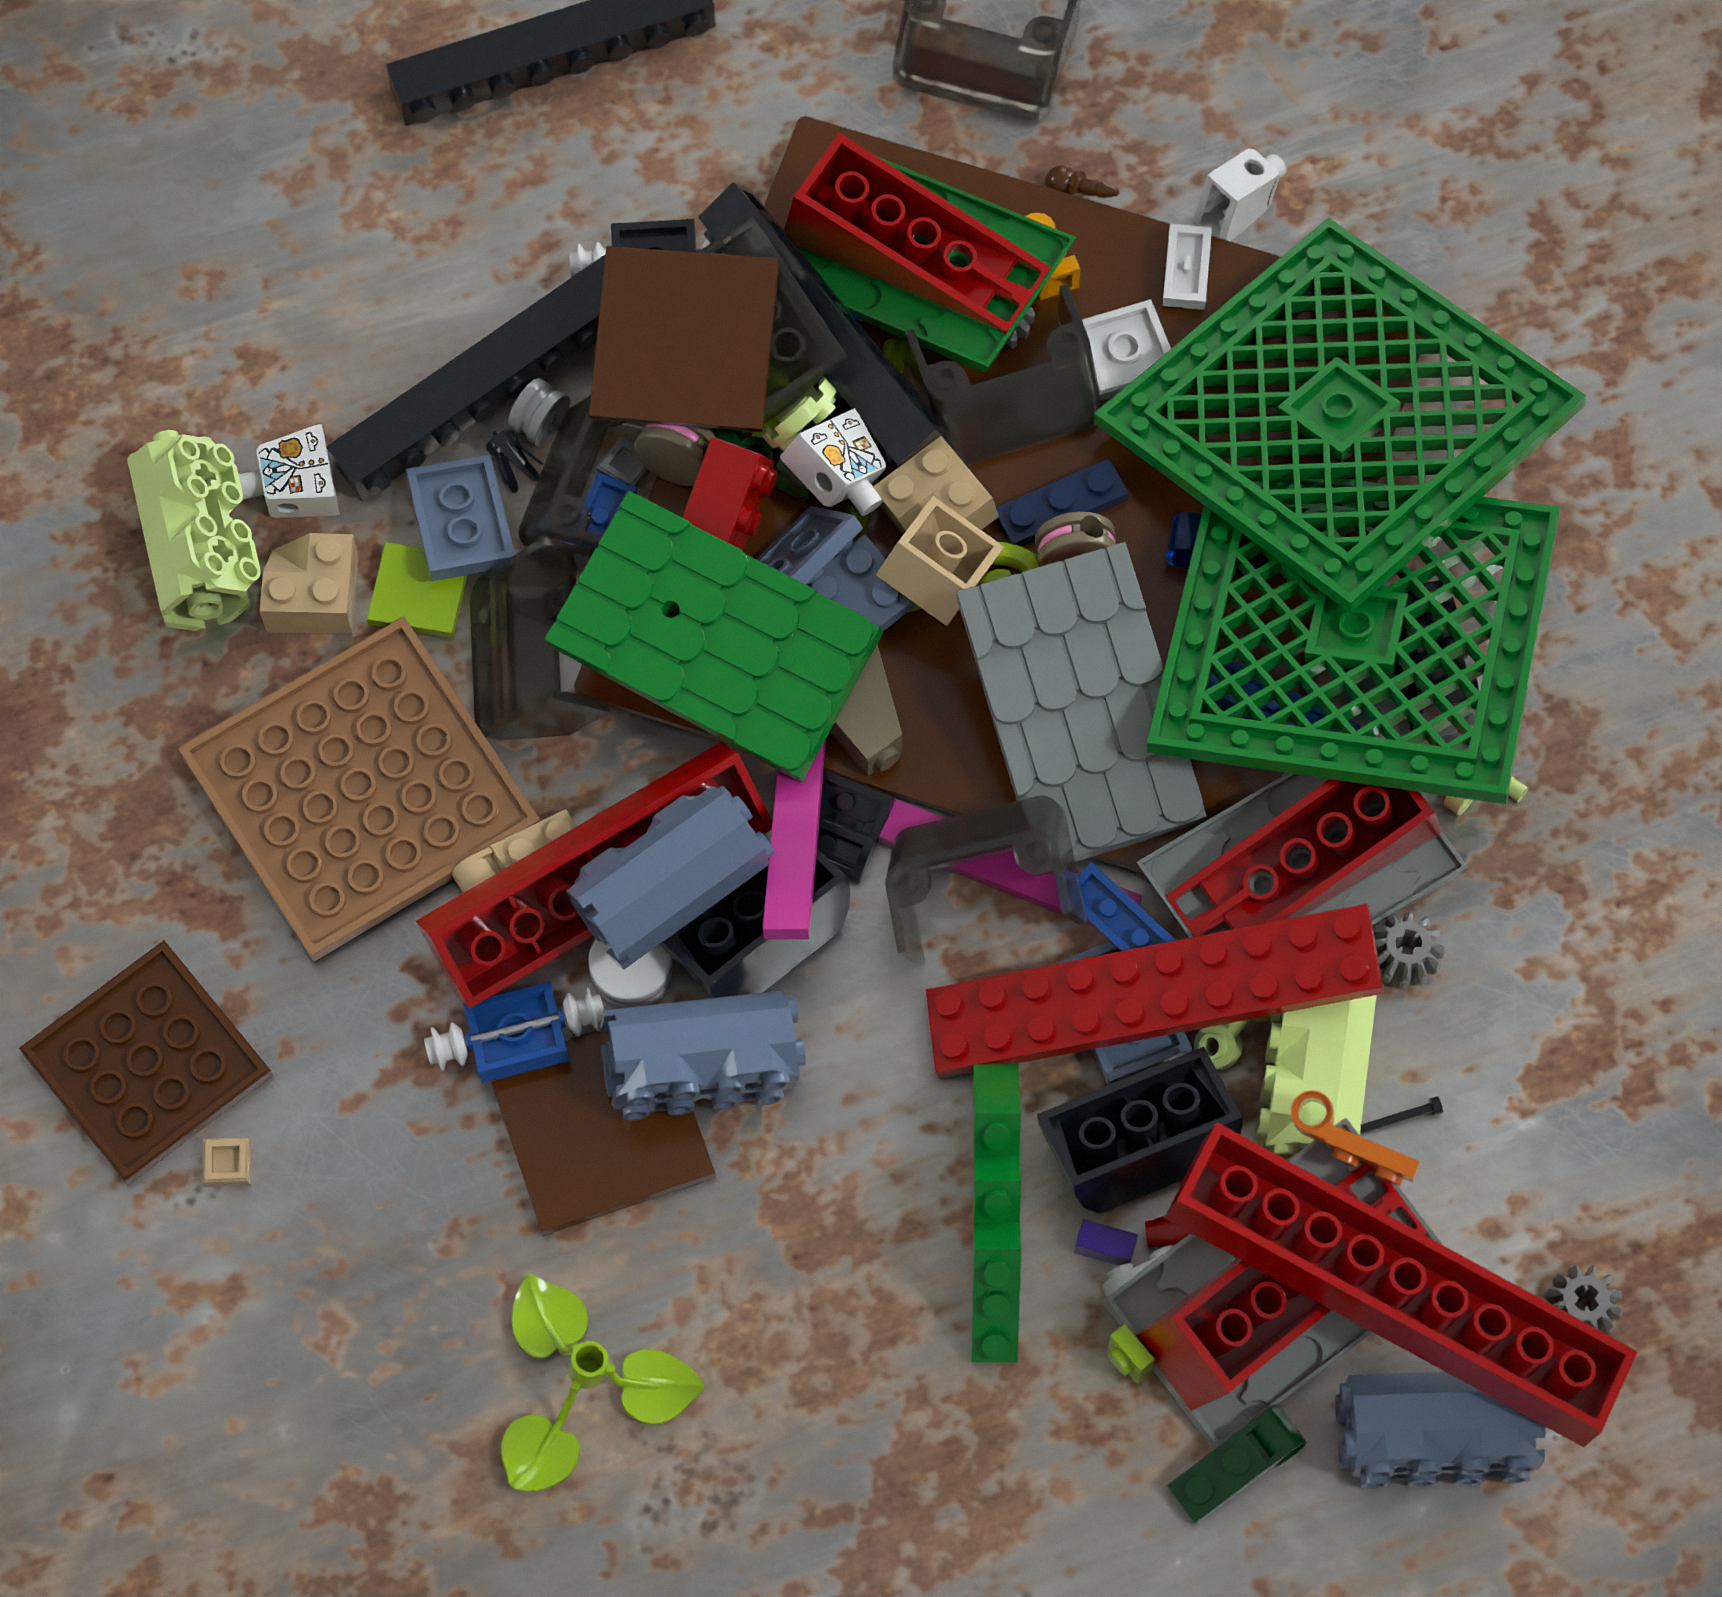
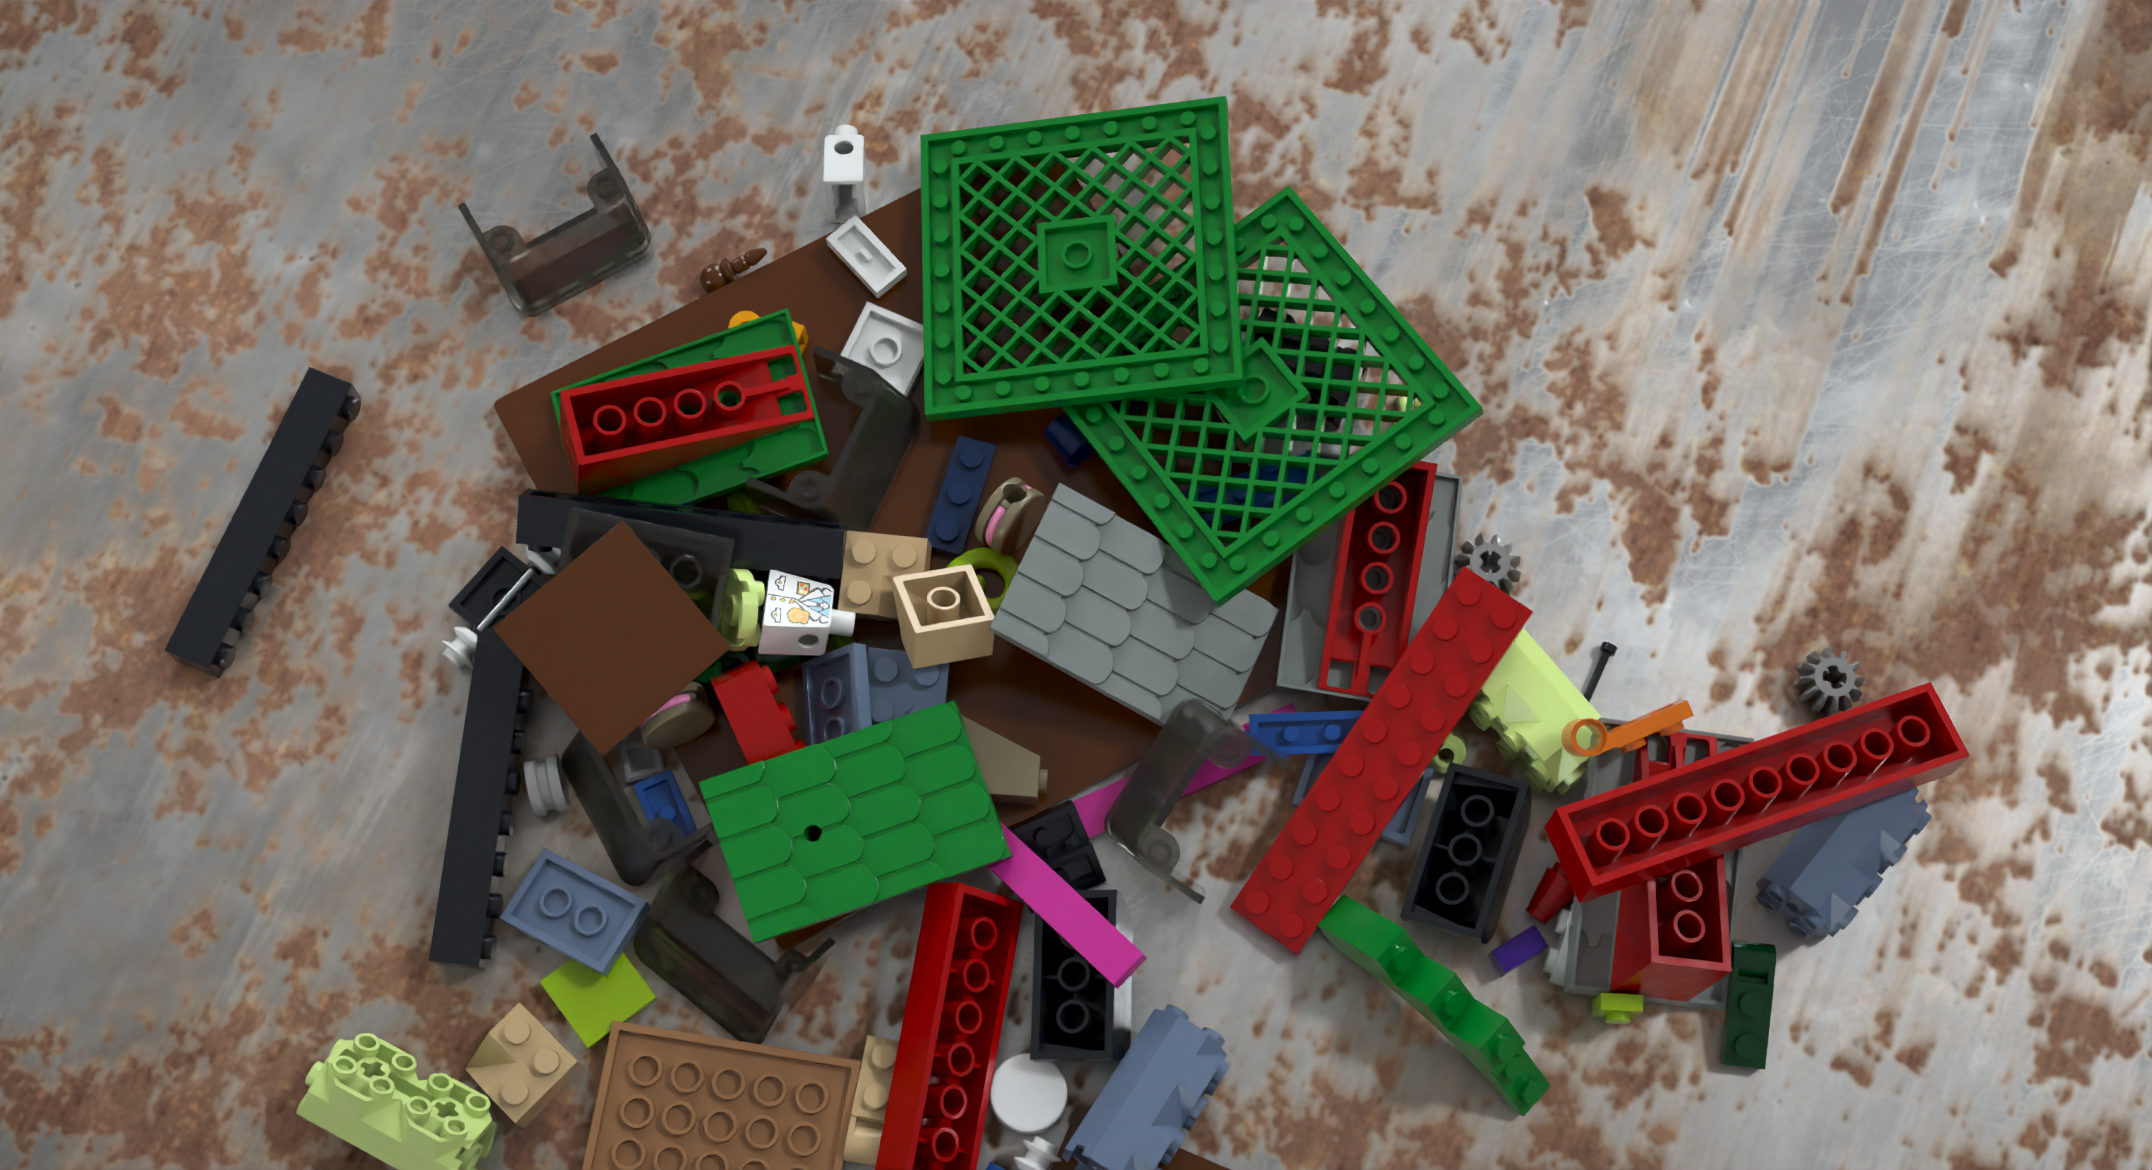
camera: 50 degrees left, 5 degrees up
(294, 476) = (424, 1002): white torso -> none
(506, 448) = (550, 830): black piece -> none
(670, 875) = (1010, 995): sand blue brick -> none

